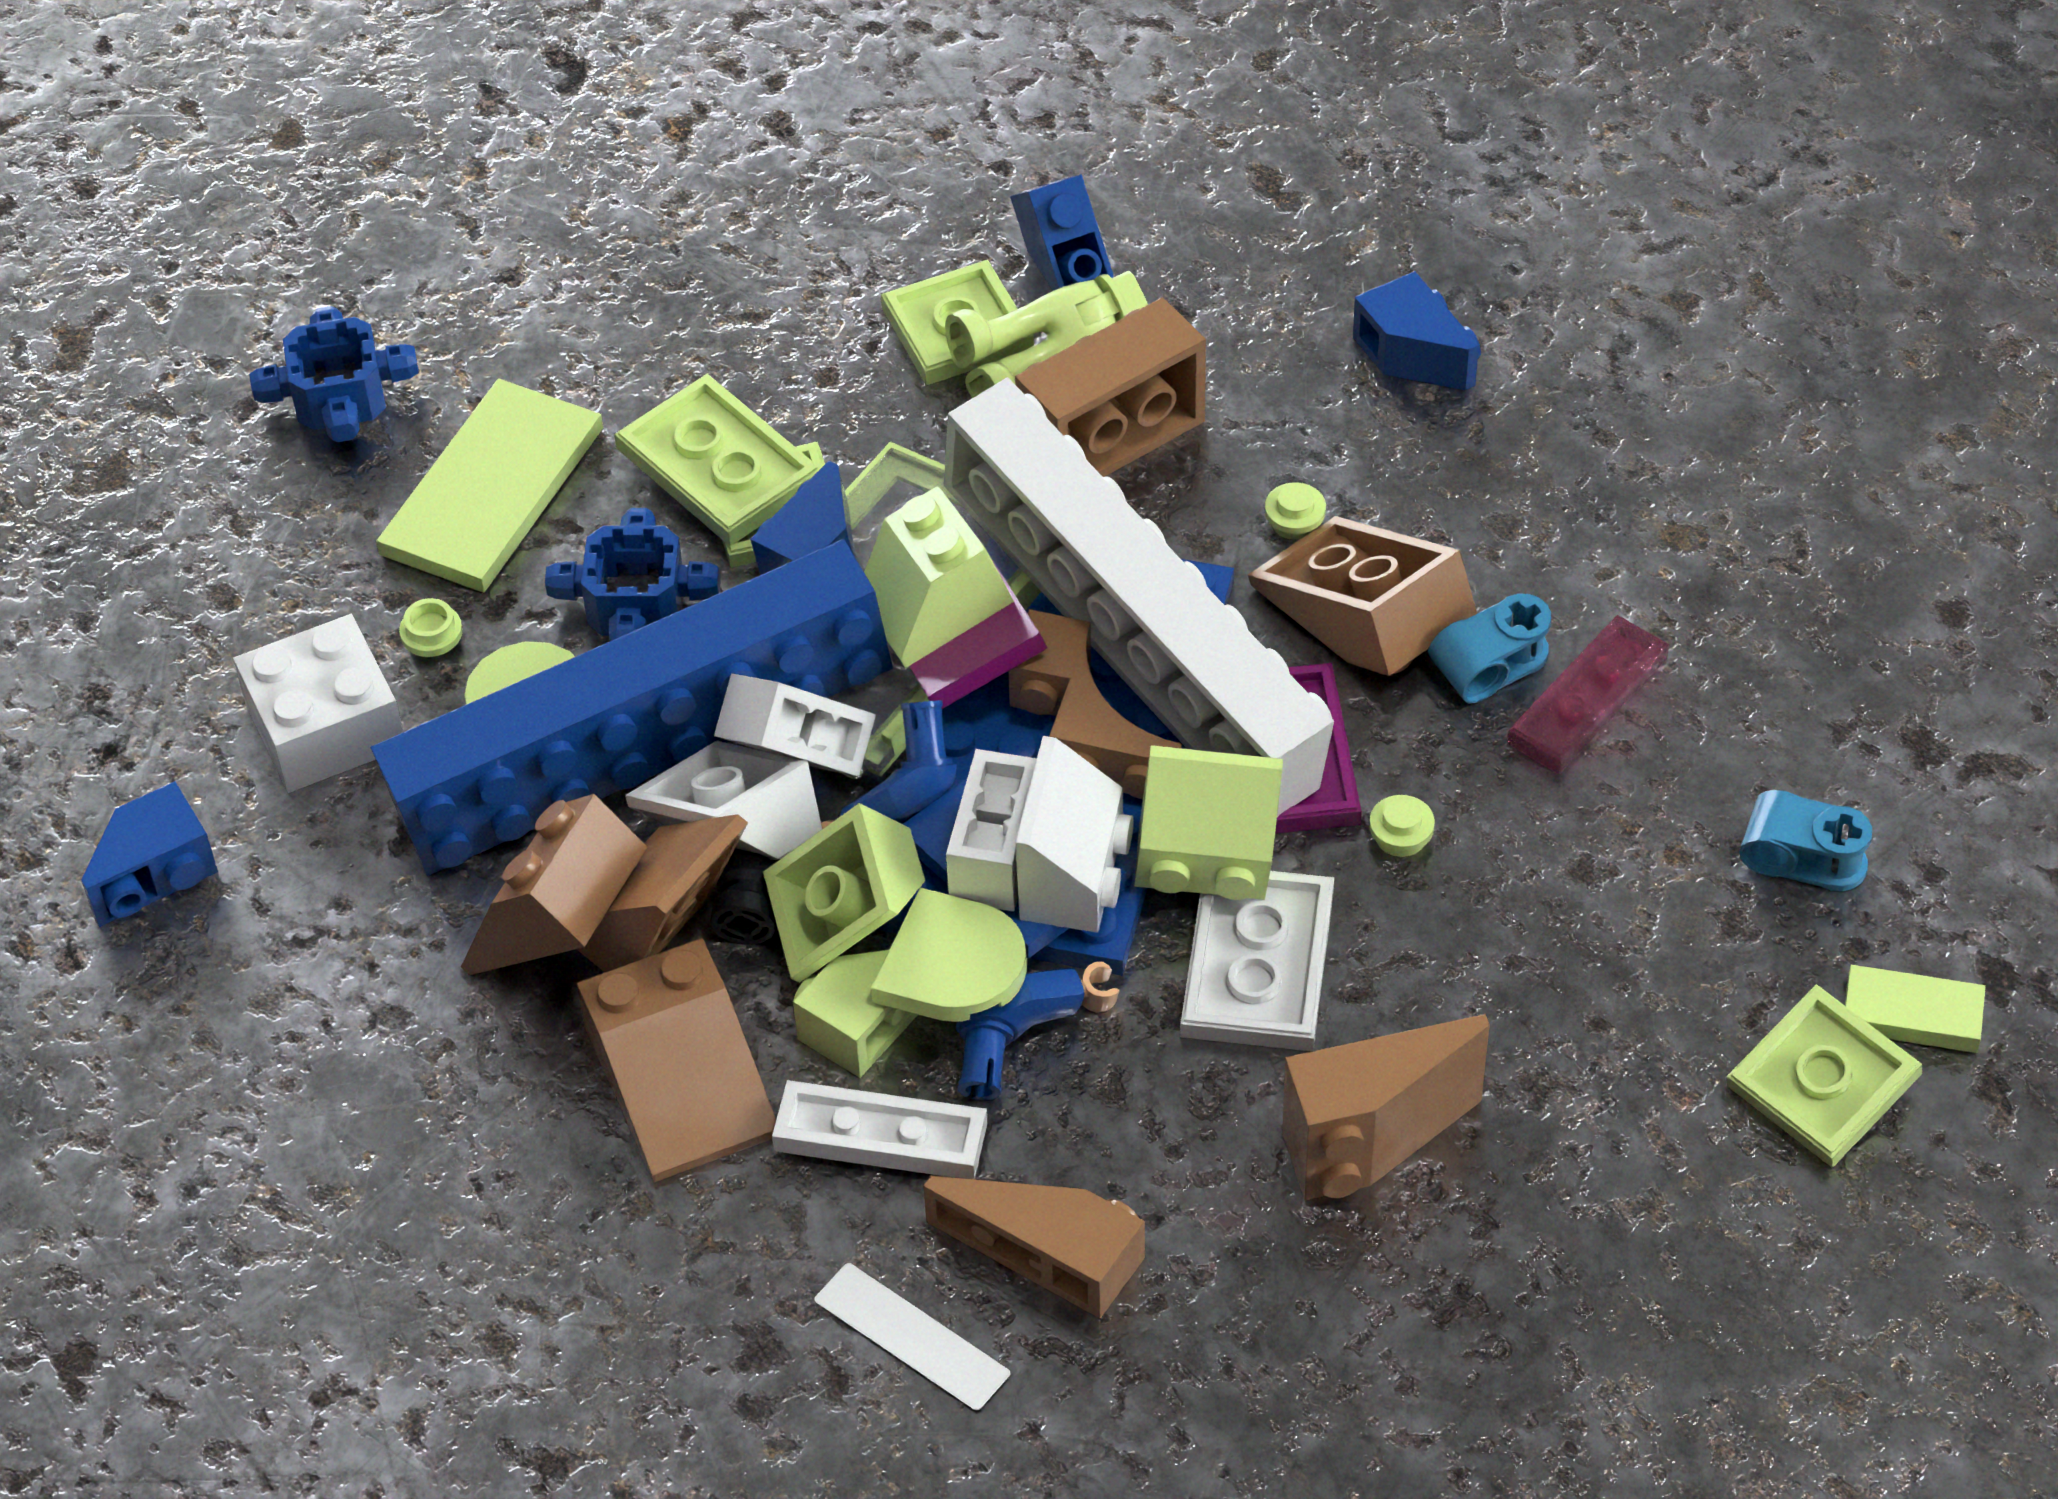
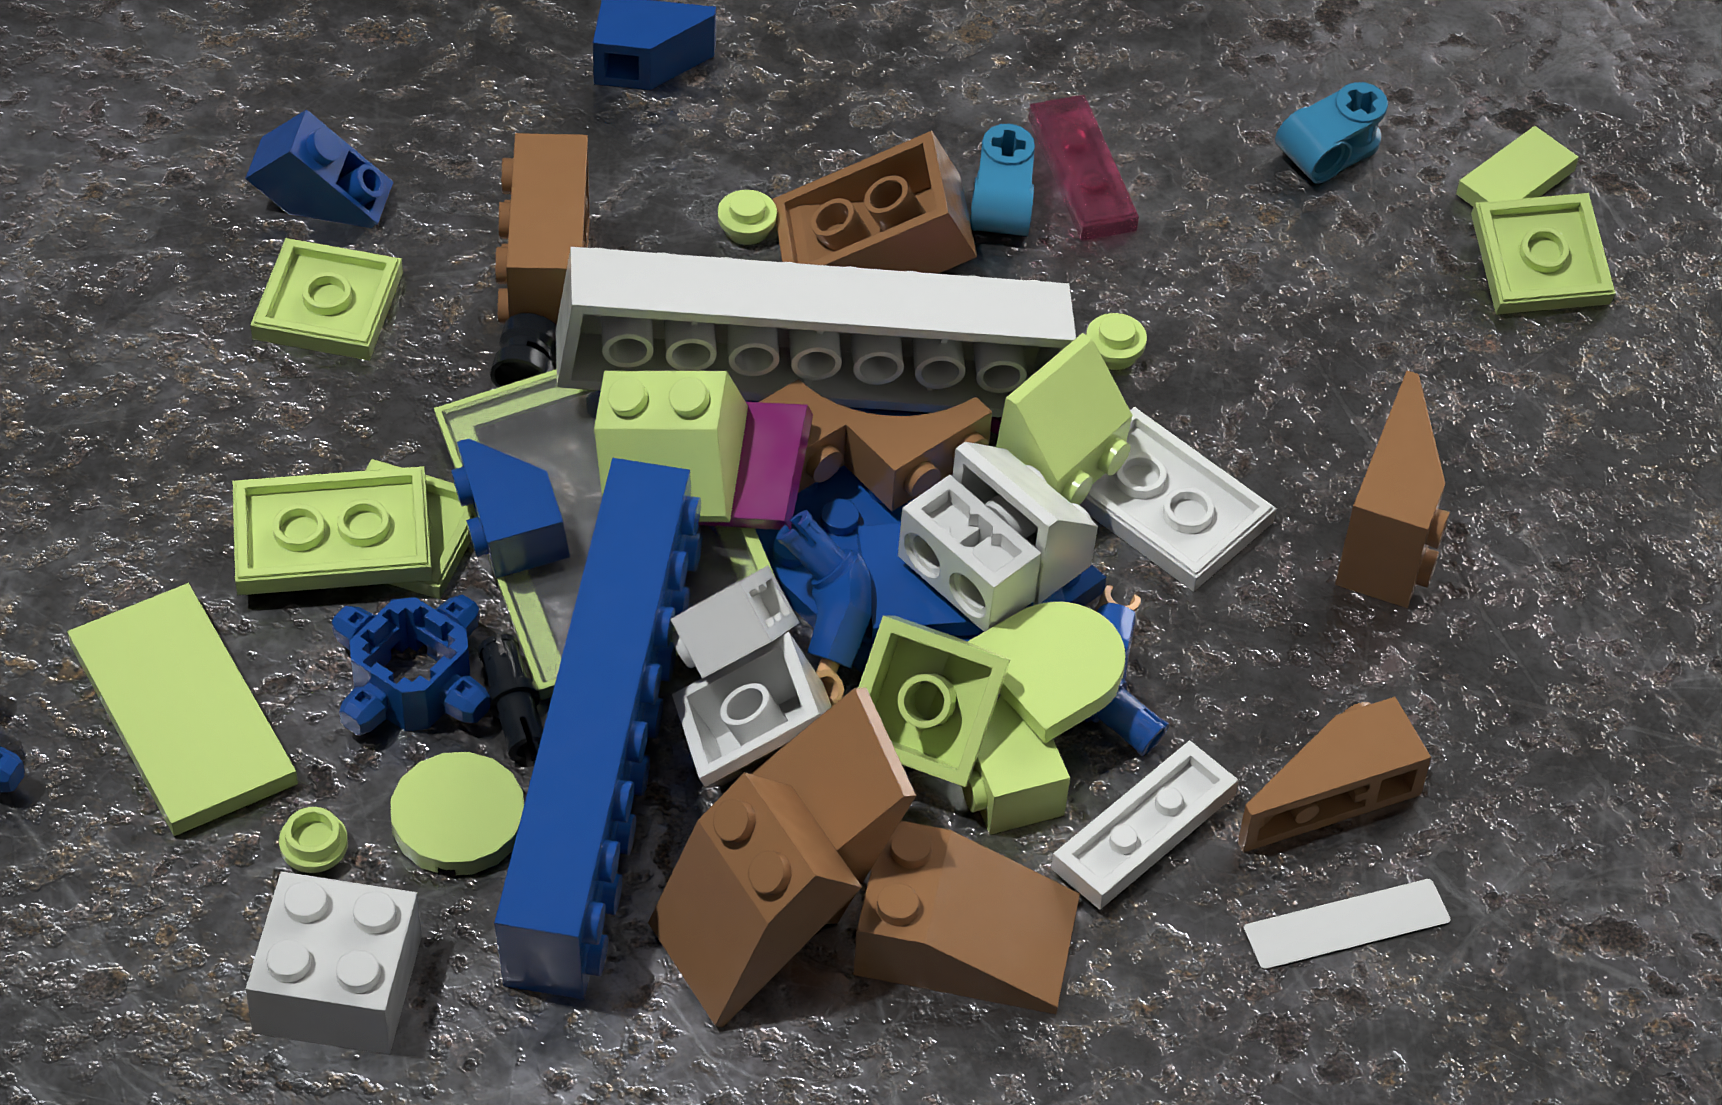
camera: 60 degrees left, 0 degrees up
(1061, 314) = (420, 222): yellowish green piece -> none

